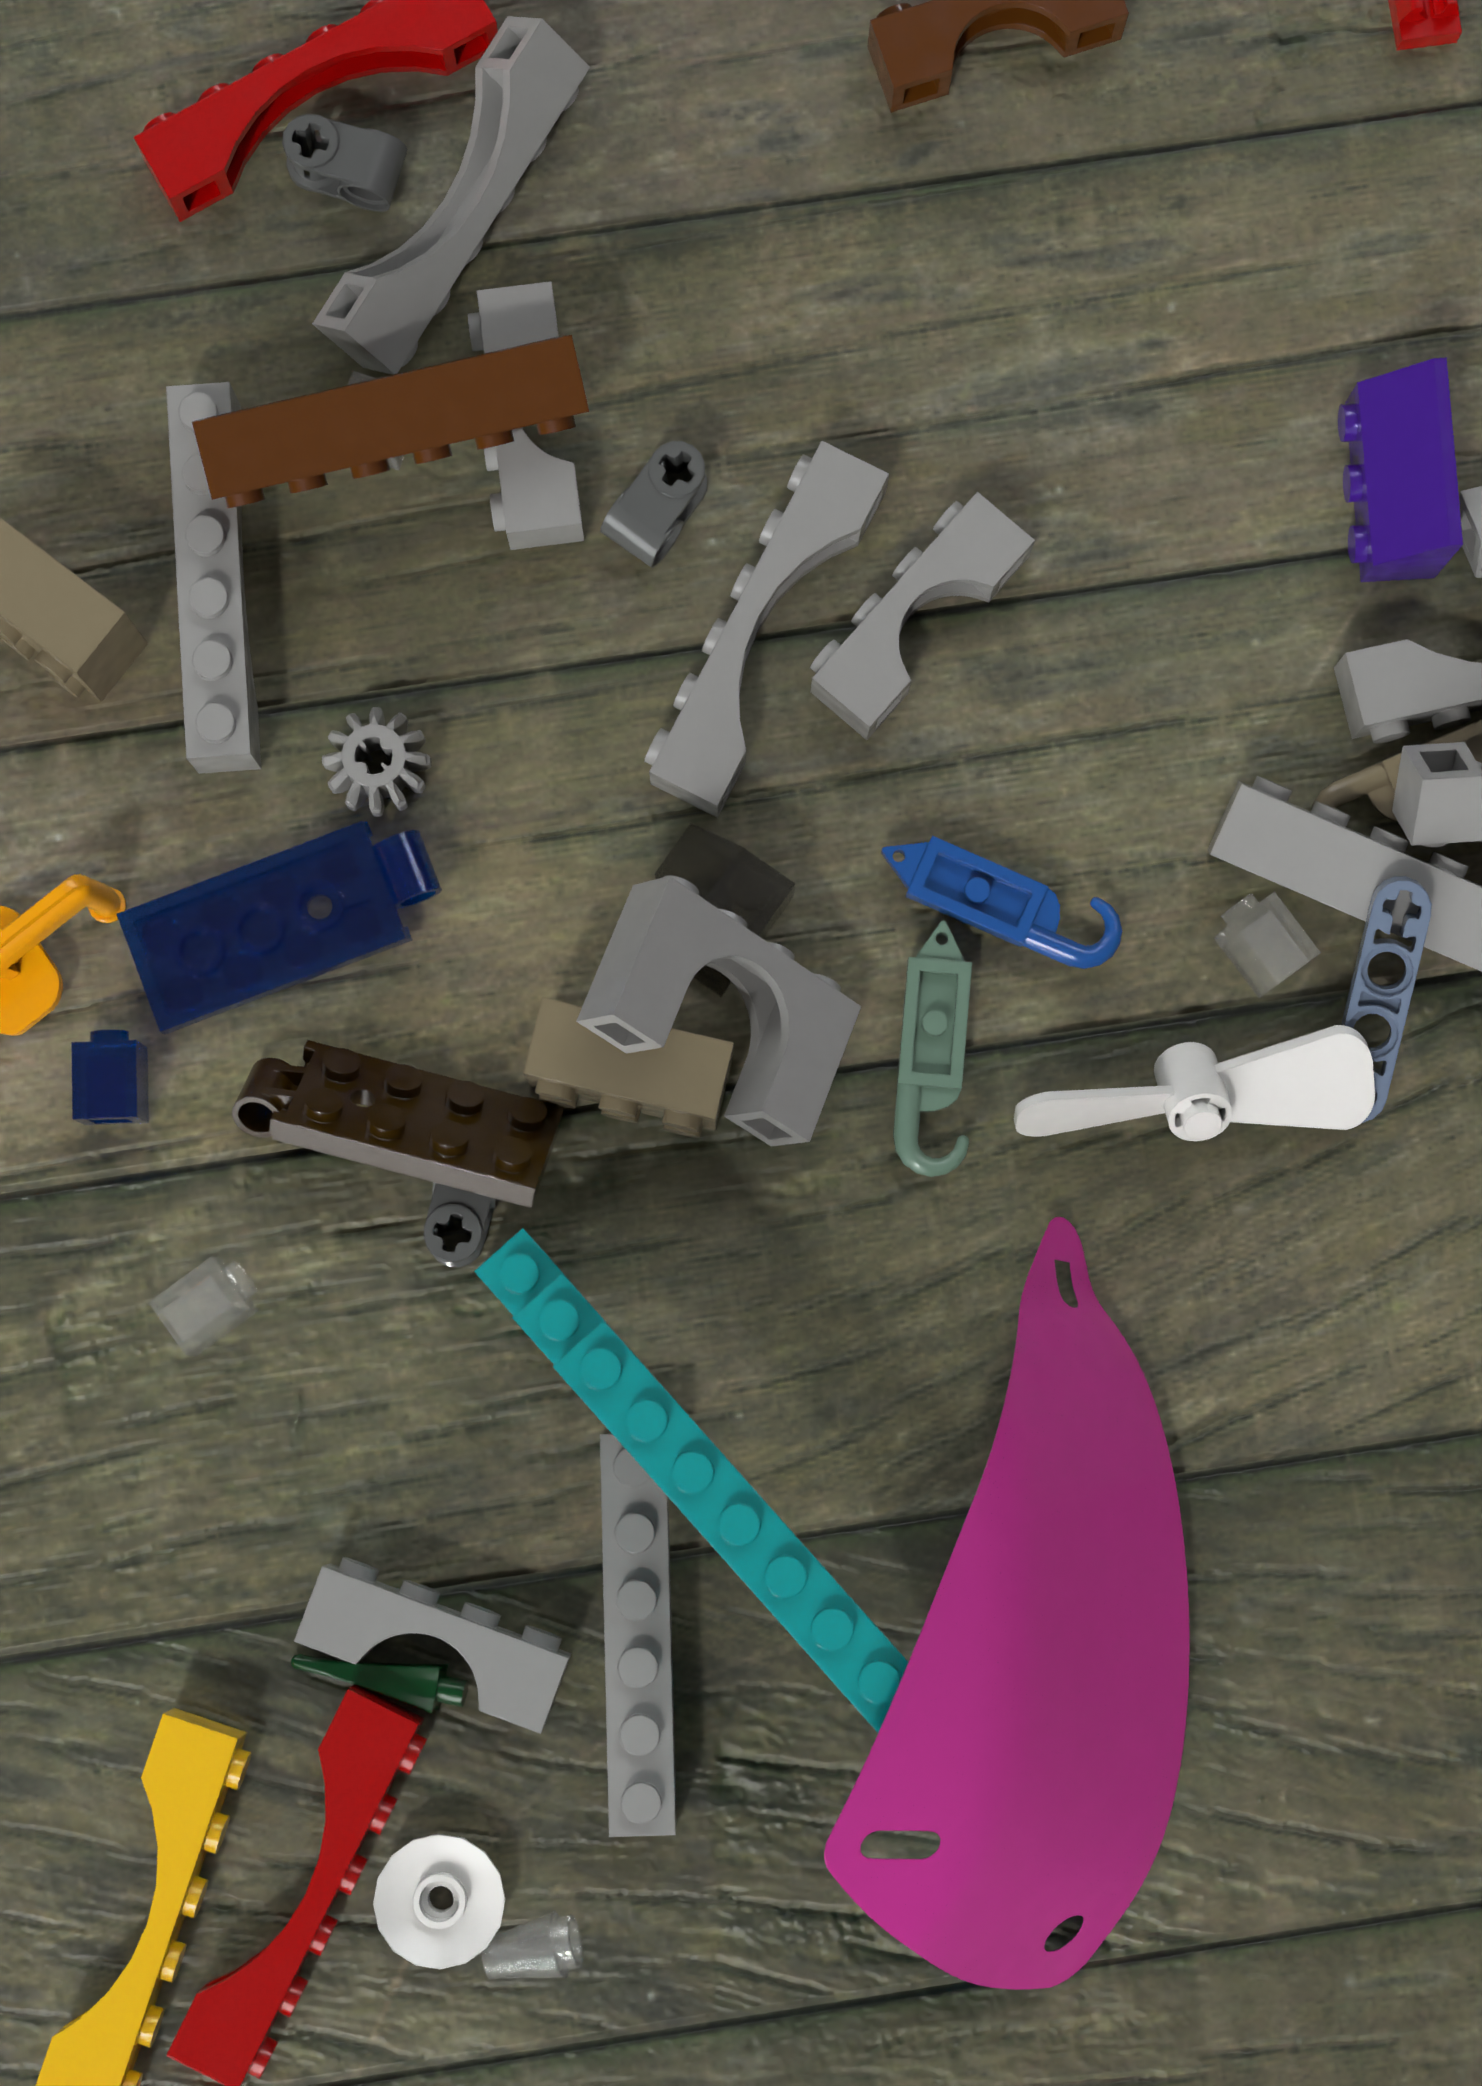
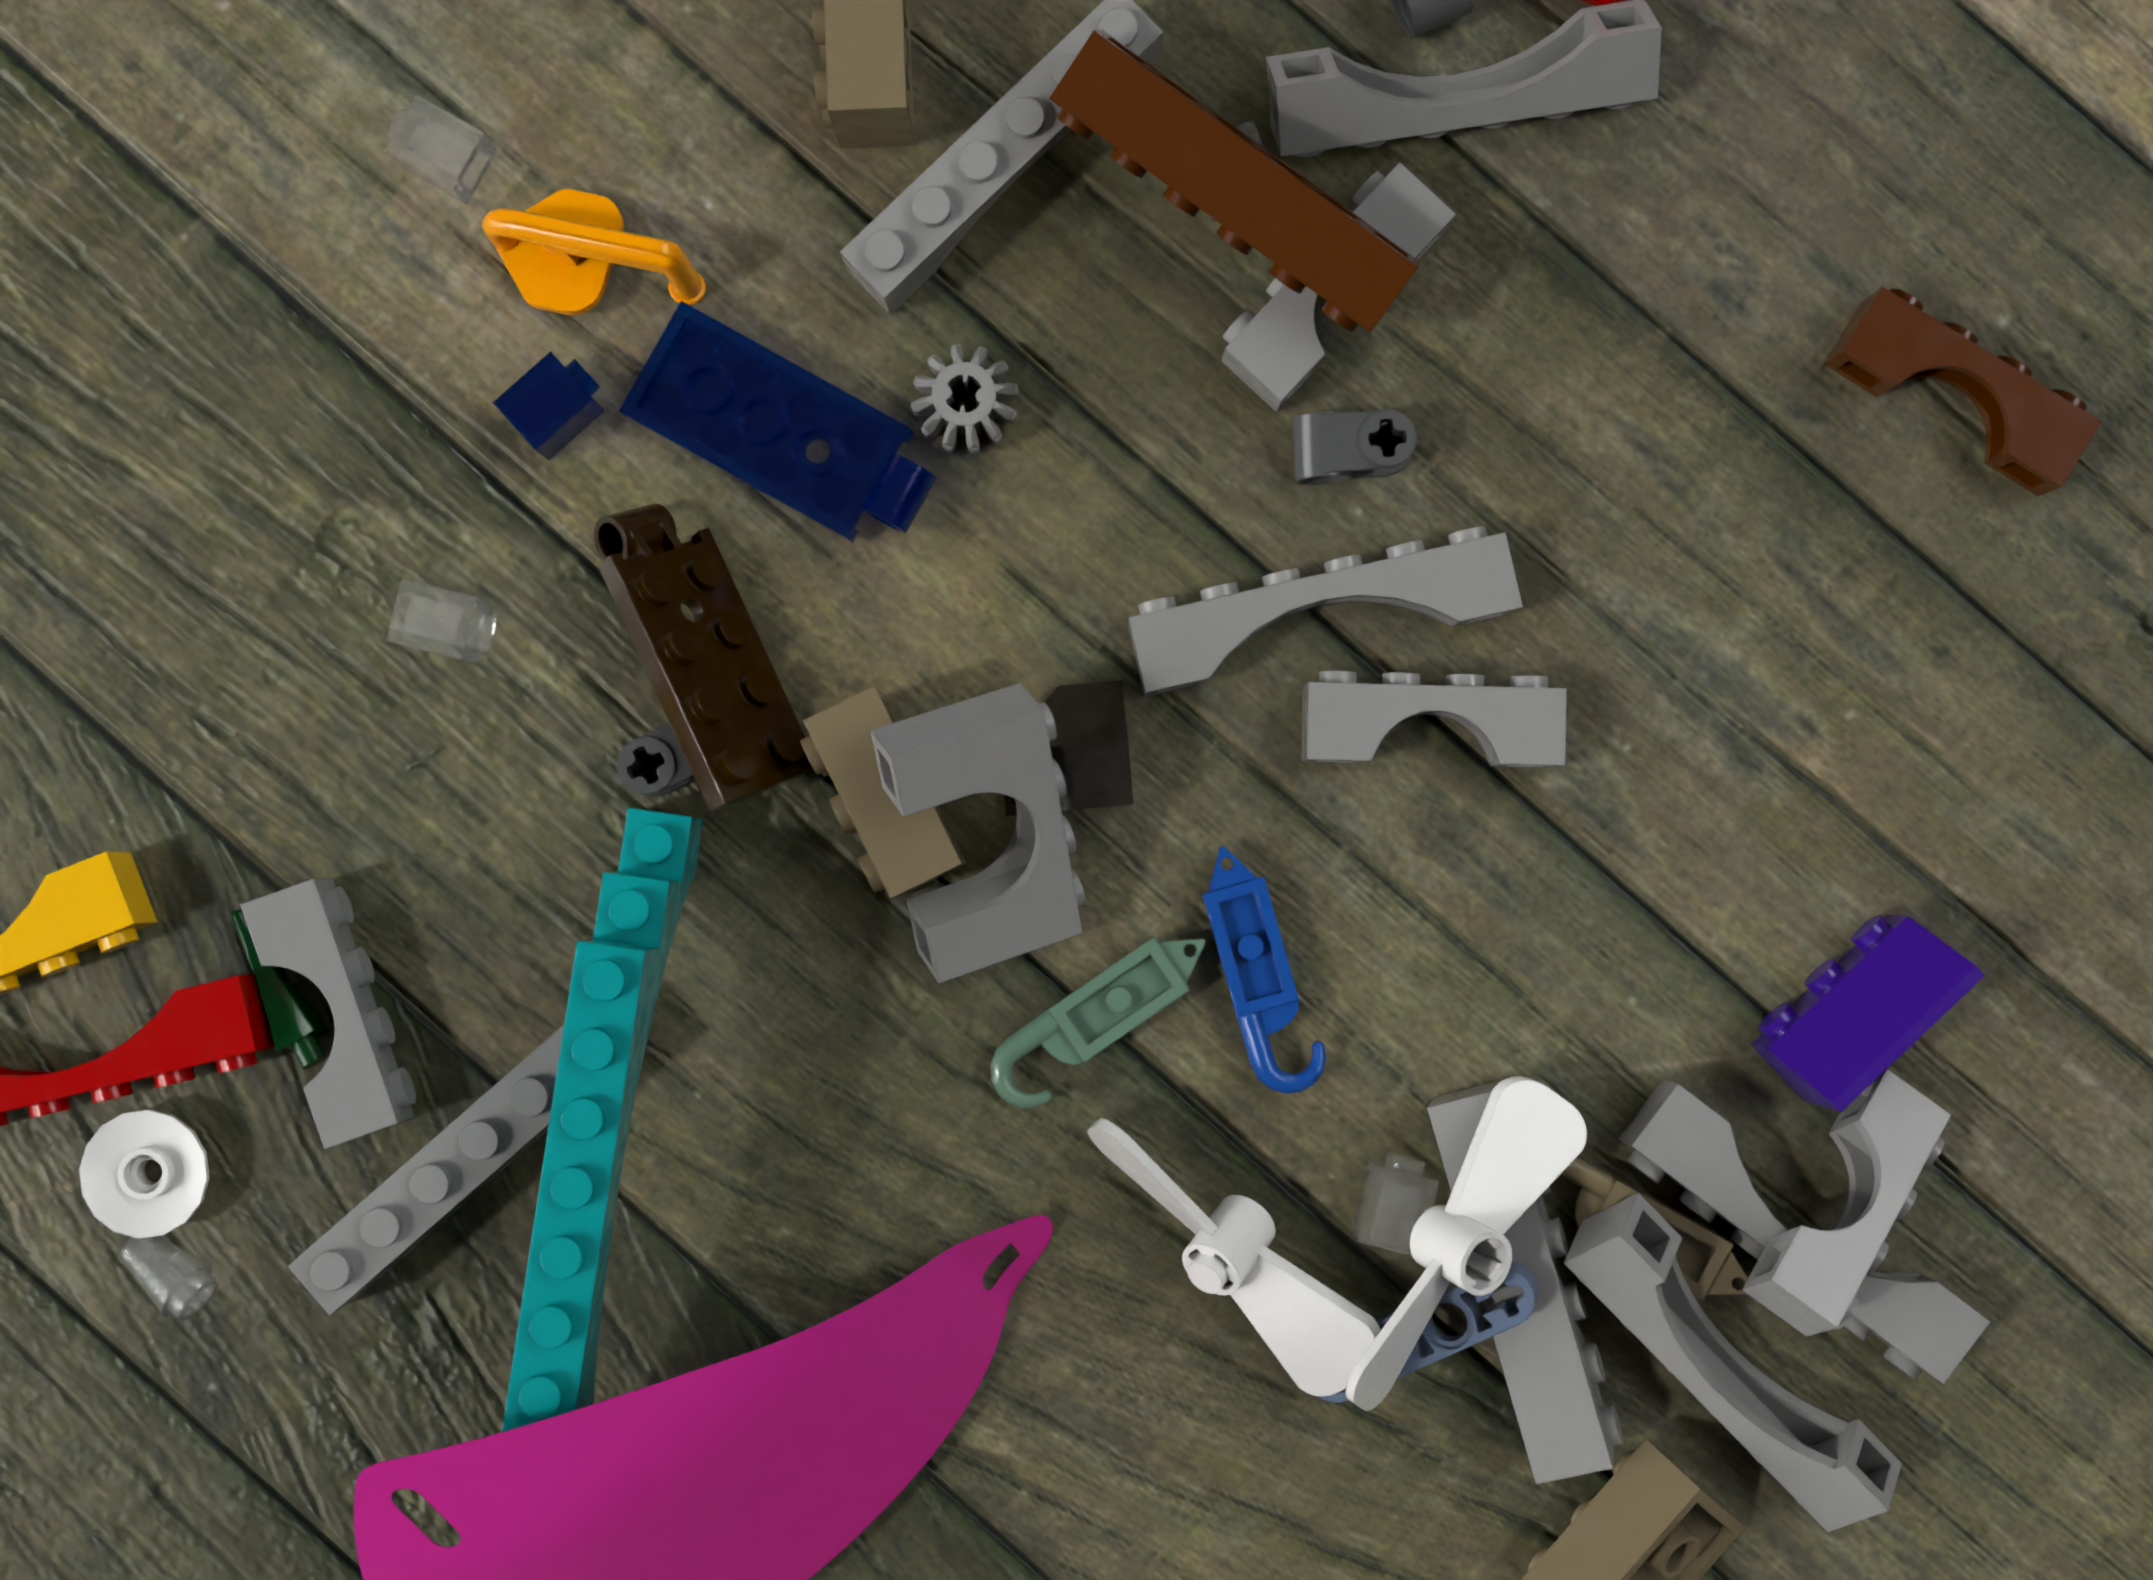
camera: 55 degrees right, 5 degrees up
(1300, 813) = (1514, 1156): none -> white piece

